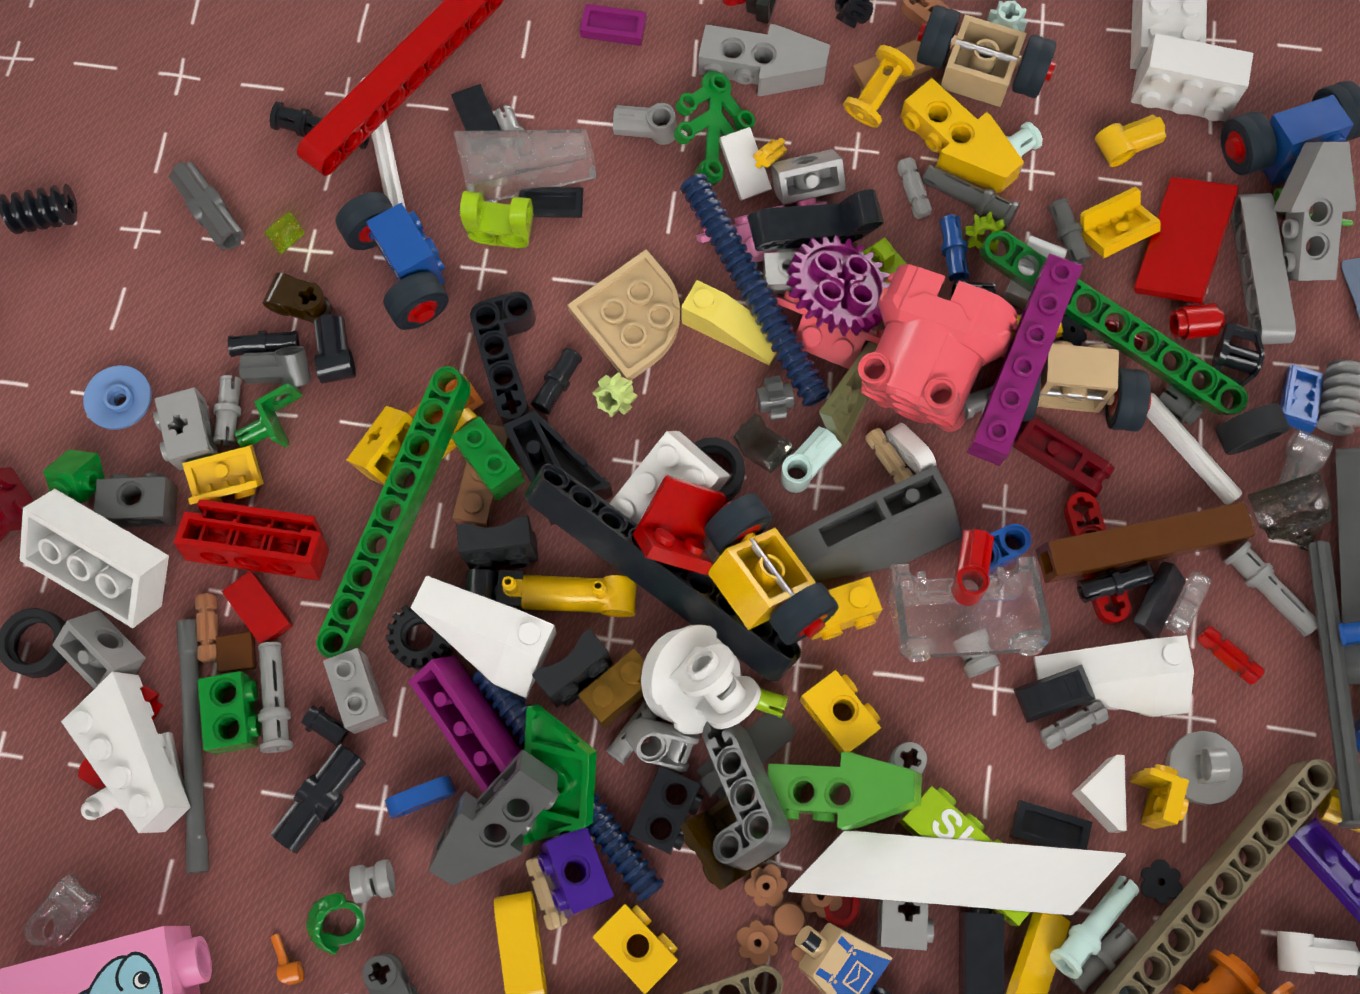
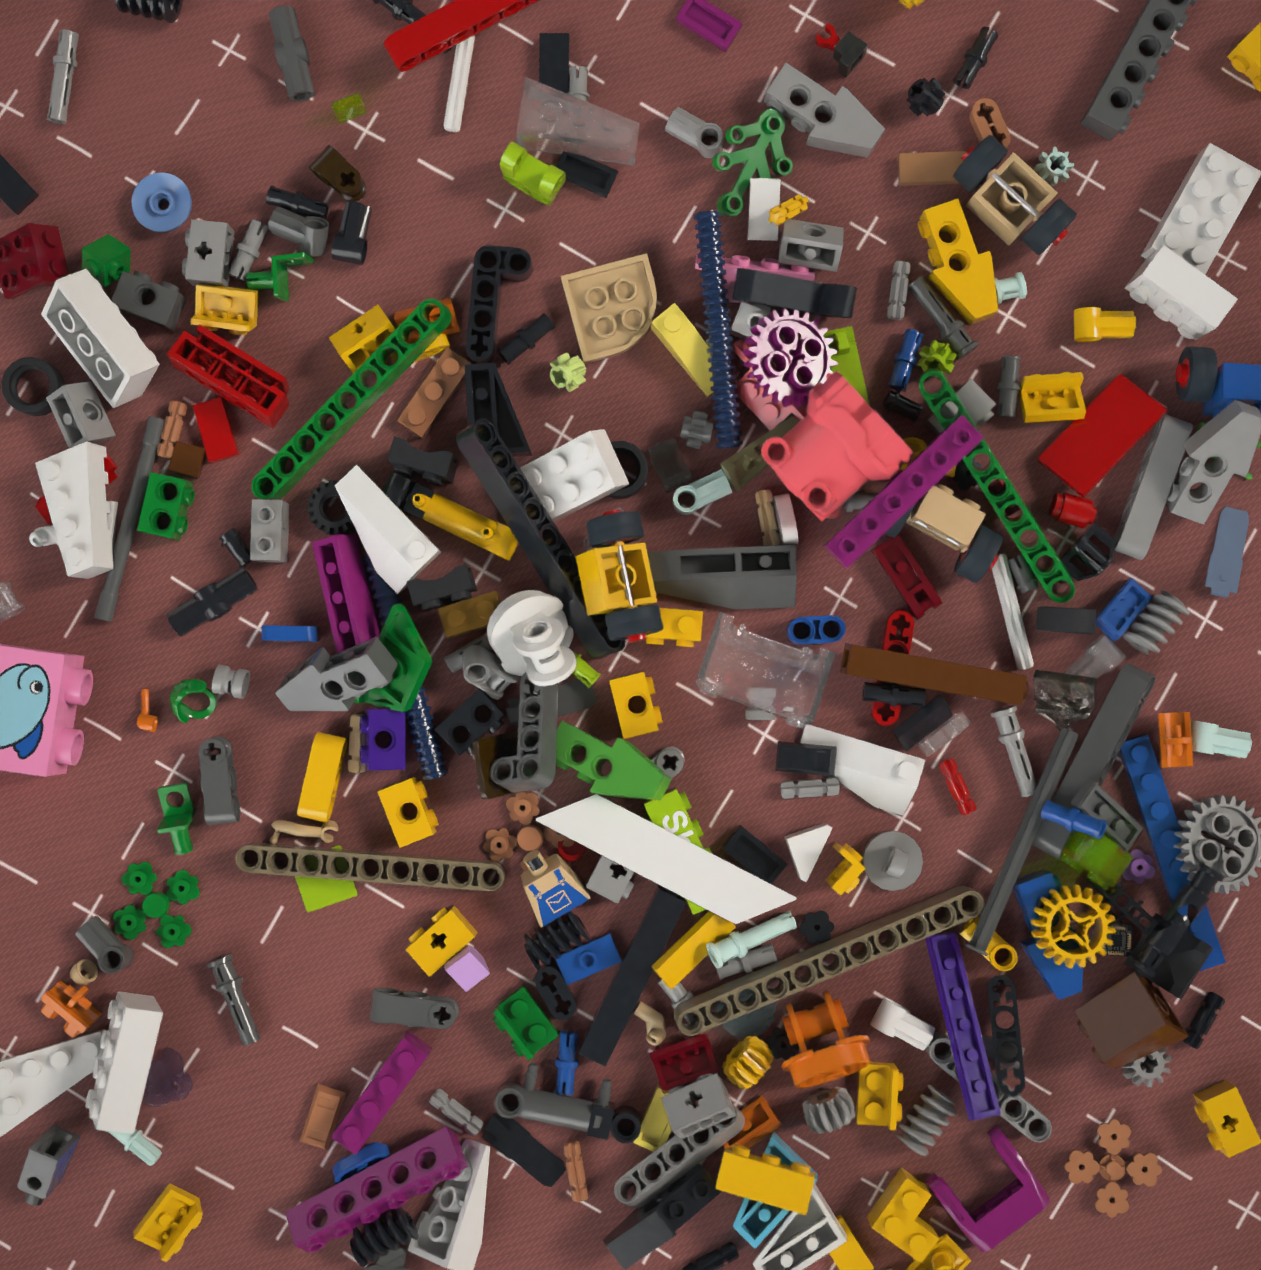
camera: 20 degrees right, 15 degrees up
(274, 713) = (200, 523): light grey pin -> none
(413, 257) = (443, 174): brick -> none
(488, 458) = (441, 387): green brick -> none
(675, 524) = (563, 512): red bracket -> none
(866, 106) = (909, 186): yellow hose -> none
(973, 565) = (787, 636): red piece -> none

